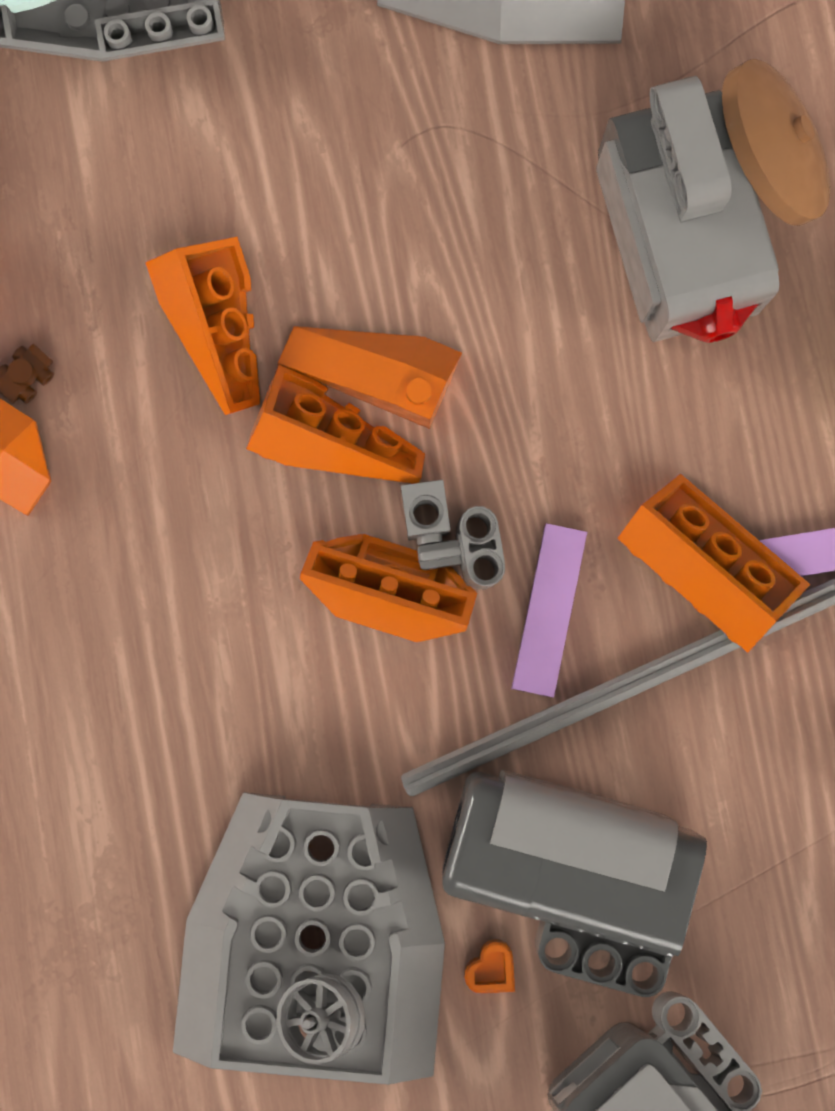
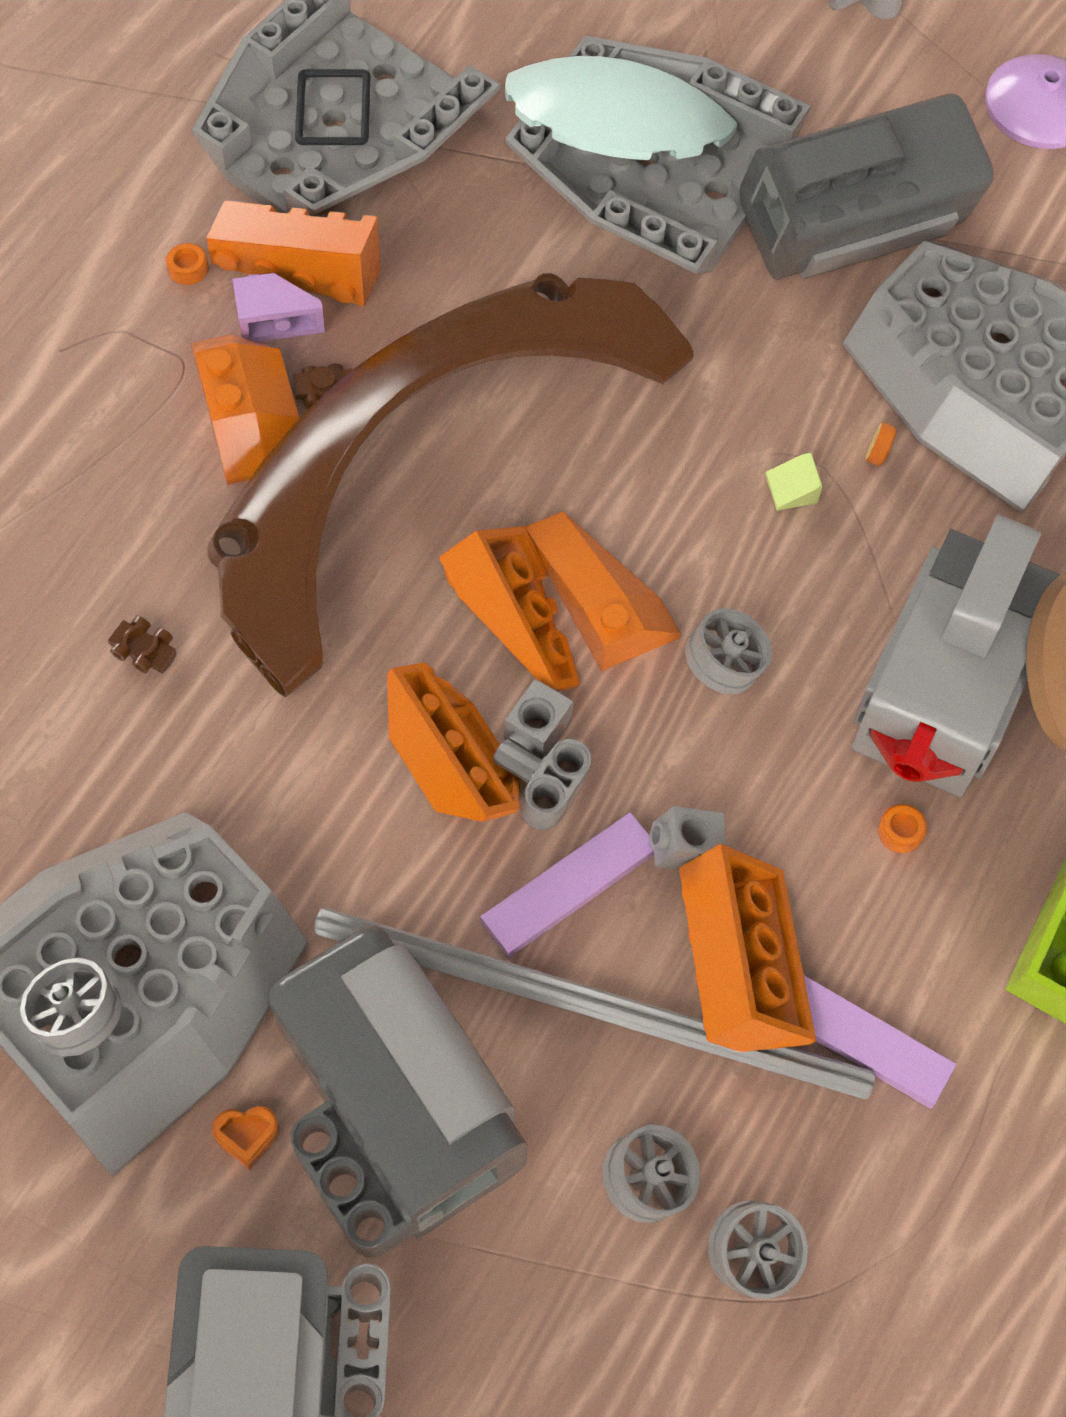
camera: 40 degrees right, 20 degrees down
(86, 473) = (285, 503): none -> reddish brown panel
(99, 697) = (143, 648): none -> reddish brown piece
(206, 304) = (507, 445): orange wedge -> none
(441, 158) = (795, 483): none -> yellowish green slope
(477, 72) = (881, 444): none -> orange tile
(512, 343) = (738, 641): none -> light grey wheel
(616, 501) = (699, 828): none -> light grey brick
(734, 371) = (902, 828): none -> orange tile
(779, 768) = (651, 1173): none -> light grey wheel

